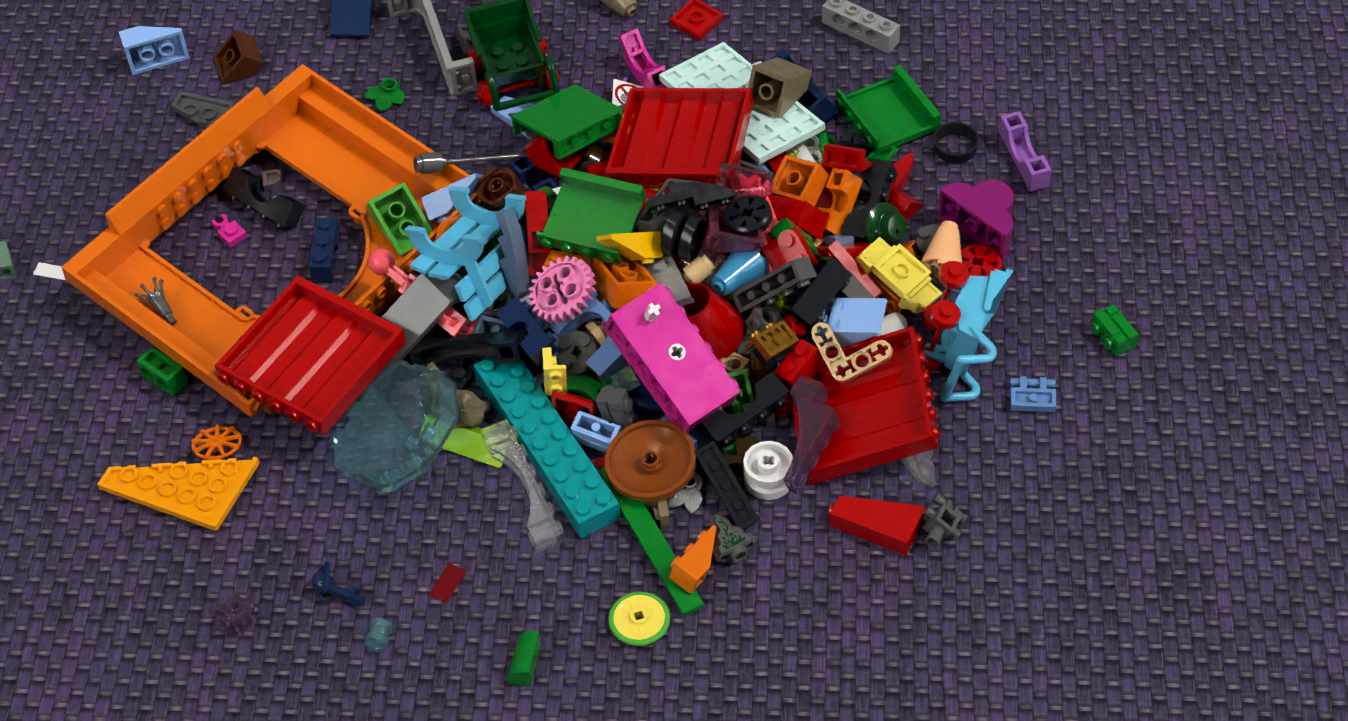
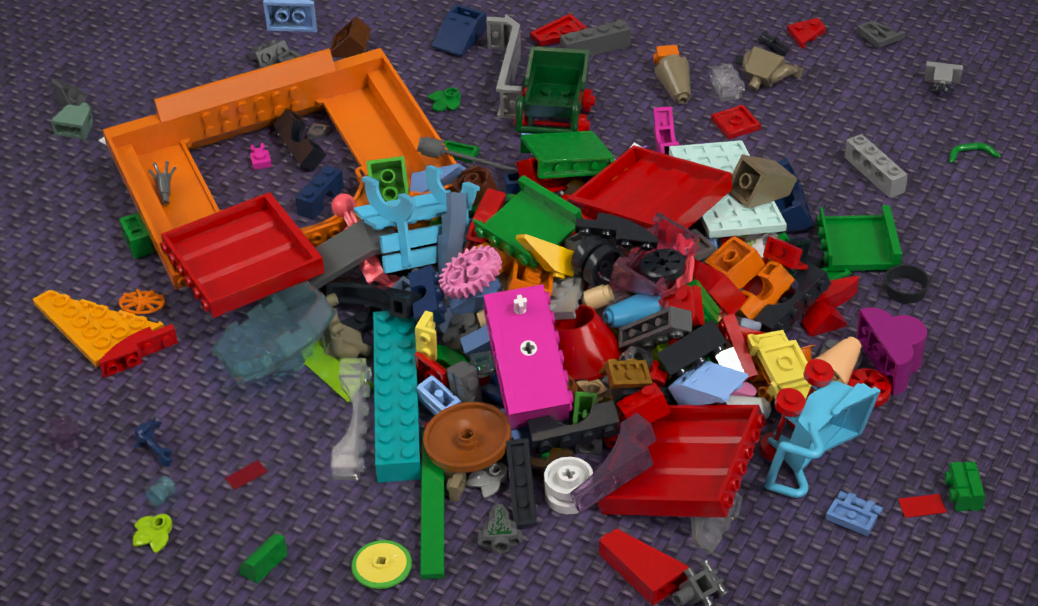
camera: 25 degrees right, 10 degrees down
(157, 102) = (268, 54): none -> dark grey bracket
(244, 499) = (131, 349): none -> red slope
(395, 681) = (151, 532): none -> lime plate
(446, 147) = (462, 149): none -> green tile
(694, 565) = (452, 536): orange slope -> none
(842, 361) = (681, 413): tan beam -> none
(885, 222) = (793, 319): dark green hat -> none
(1032, 168) = (964, 306): medium lavender arch -> none
(1084, 363) = (922, 505): none -> red sticker

